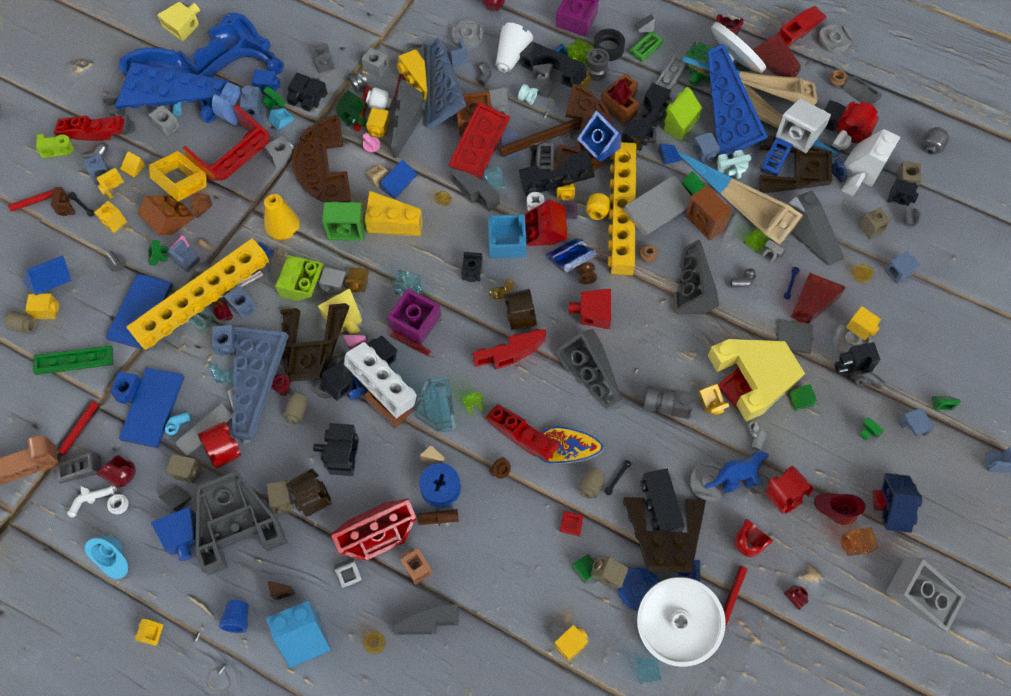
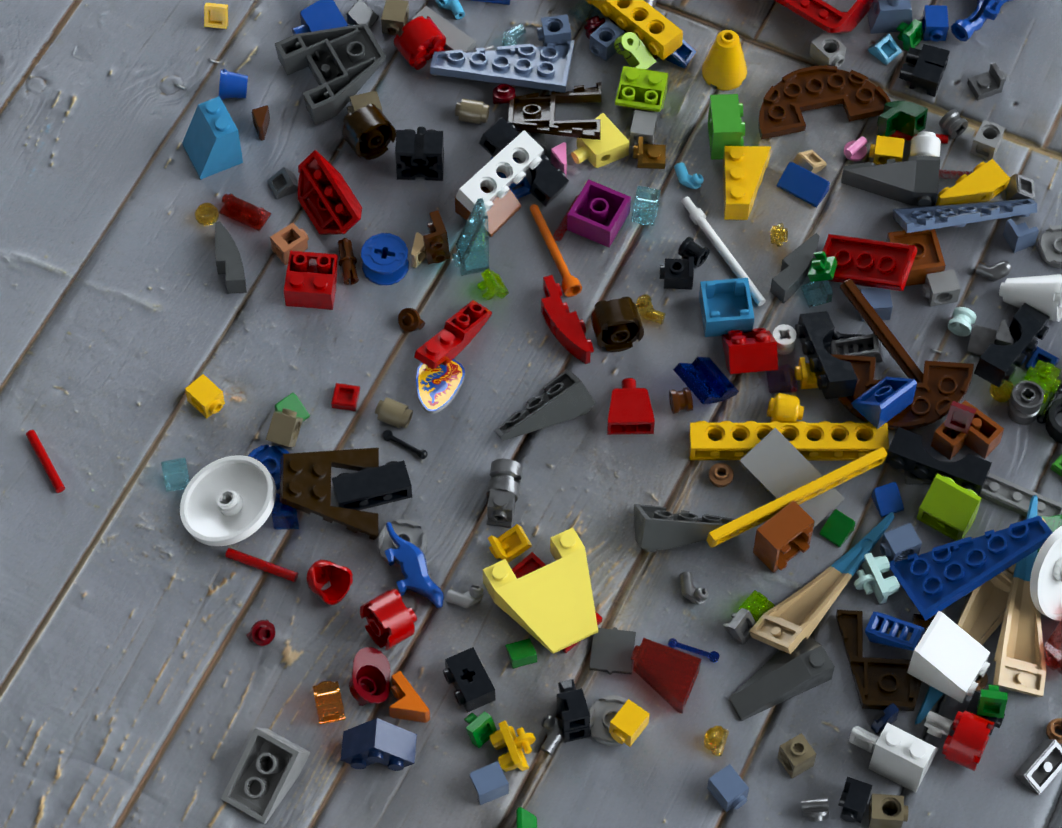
camera: 85 degrees right, 5 degrees down
(260, 280) = (634, 51): none -> lime leg
(376, 607) = (244, 212): none -> clear red hinge
(384, 255) = (685, 179): none -> medium azure arm
(420, 251) = (699, 218): none -> white bar
(428, 436) = (436, 242): none -> reddish brown bracket
(453, 255) = (691, 249): none -> black bush
(457, 546) = (311, 280): none -> red slope
(474, 344) = (570, 284): none -> orange piece
(481, 169) = (822, 267): none -> green tile
(682, 200) = (799, 495): none -> yellow tile
(831, 434) = (468, 666): none -> black brick
(834, 101) = (992, 702): none -> green tile
(855, 479) = (409, 703): none -> orange slope
(893, 406) = (507, 737): none -> yellow hips

